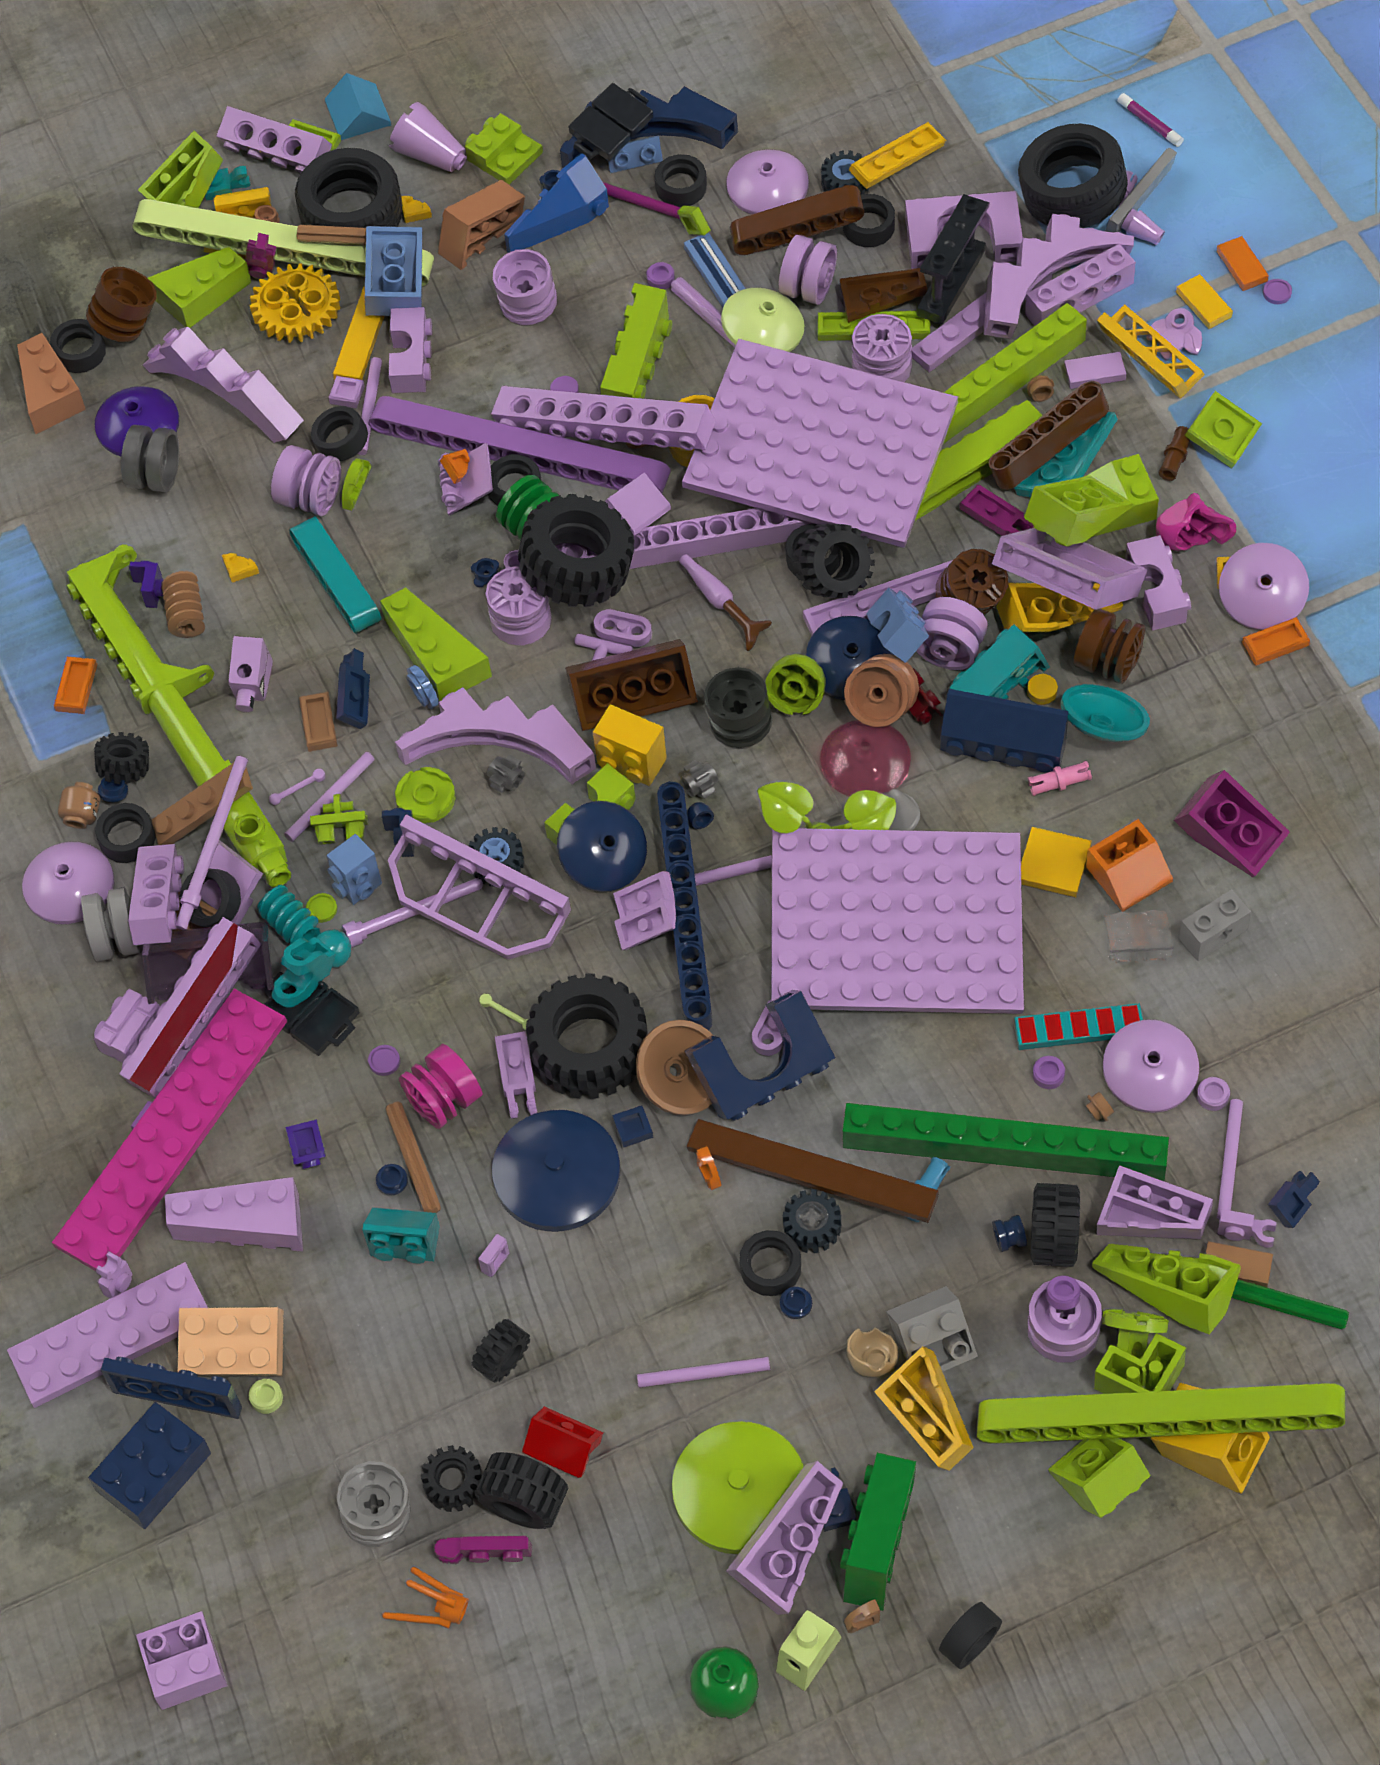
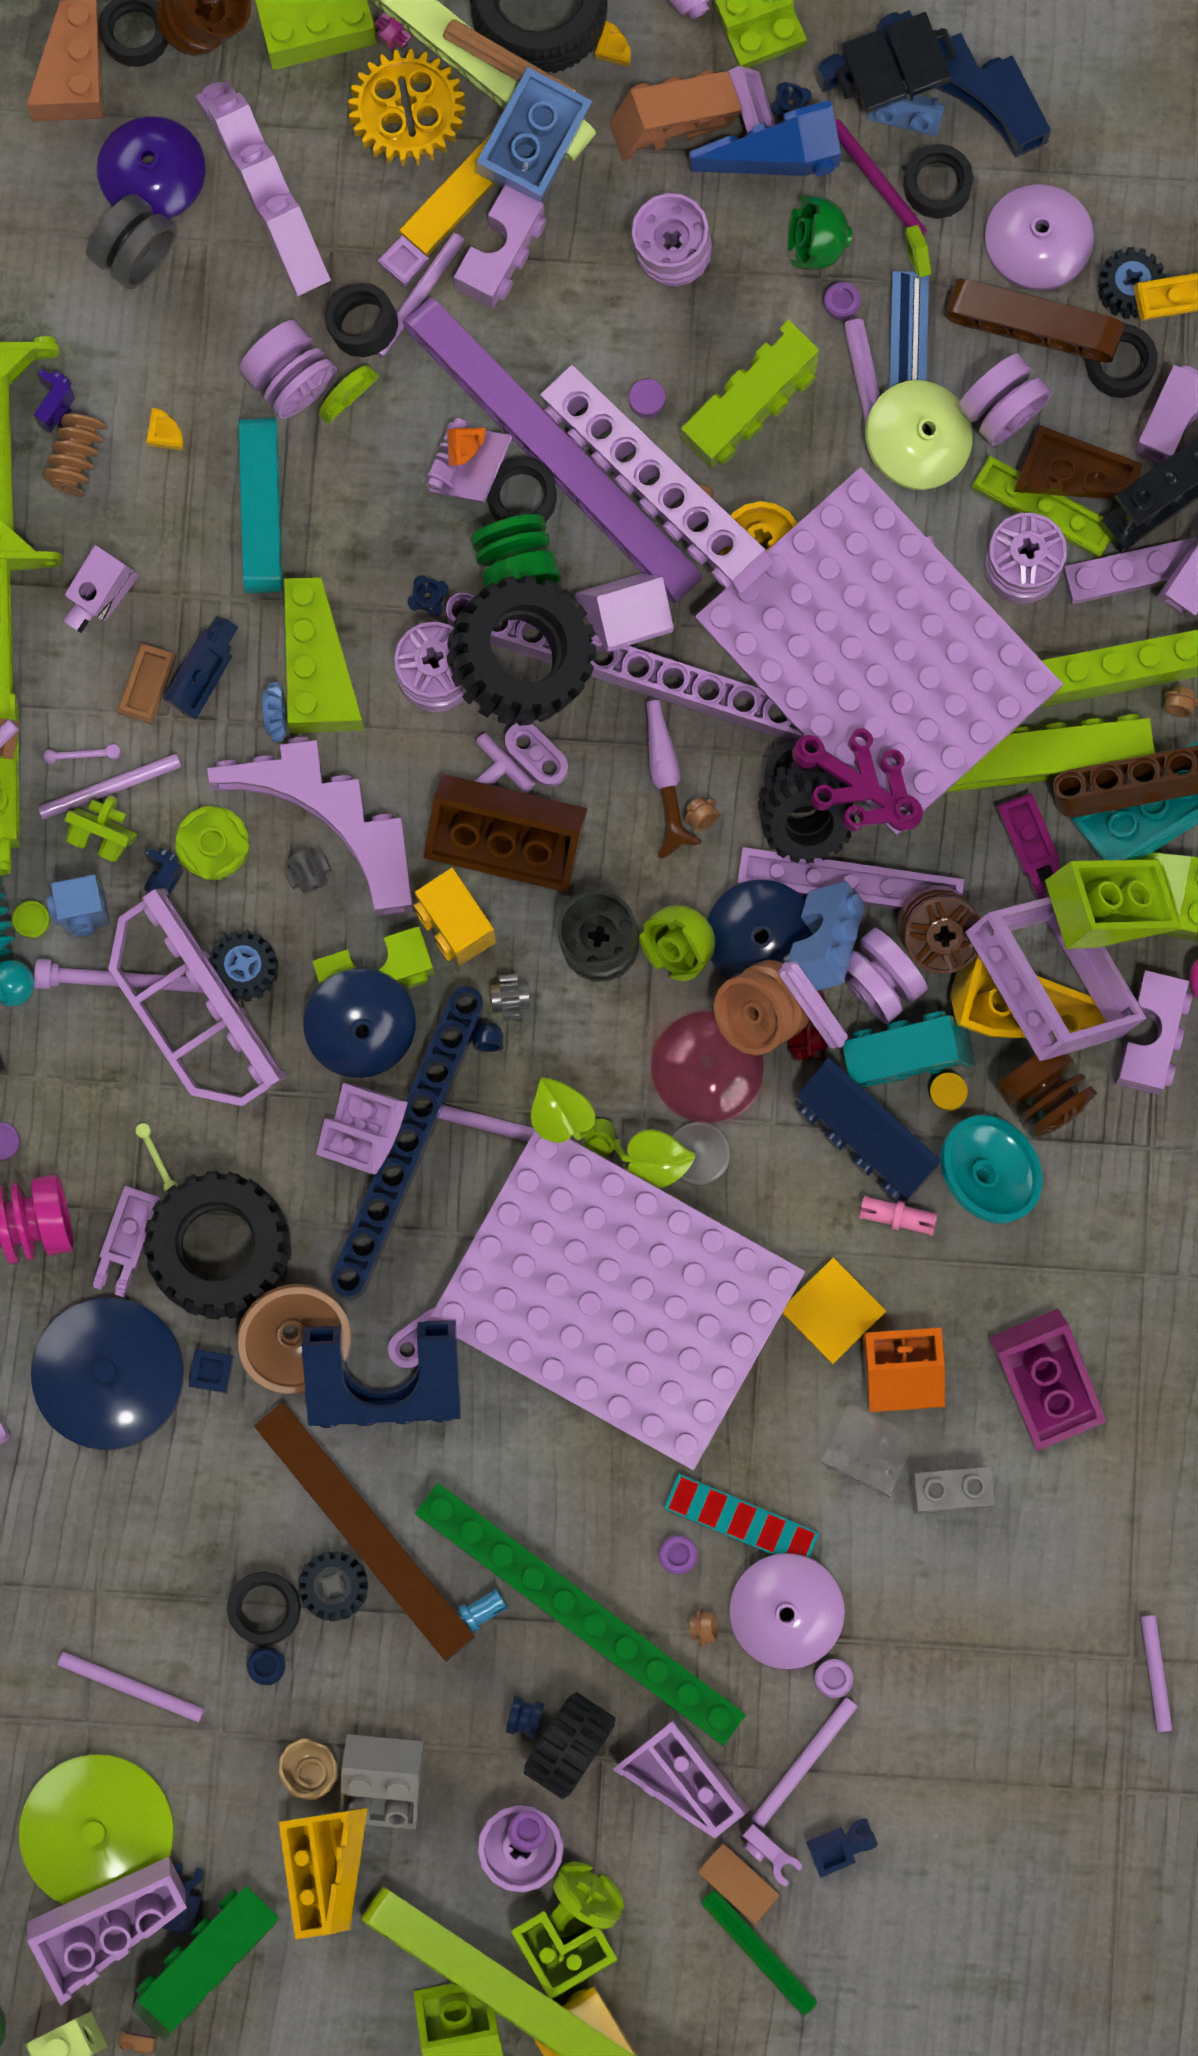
camera: 25 degrees right, 20 degrees up
(523, 187) = (751, 97): none -> lavender tile
(619, 241) = (817, 233): none -> green cylinder
(708, 1168) = (261, 1462): orange tile -> none
(761, 607) = (701, 814): none -> medium nougat plate
(894, 519) = (862, 785): none -> magenta plant
(916, 663) = (812, 1004): none -> lavender axle
(1182, 1287) = (663, 1875): lime wedge -> none

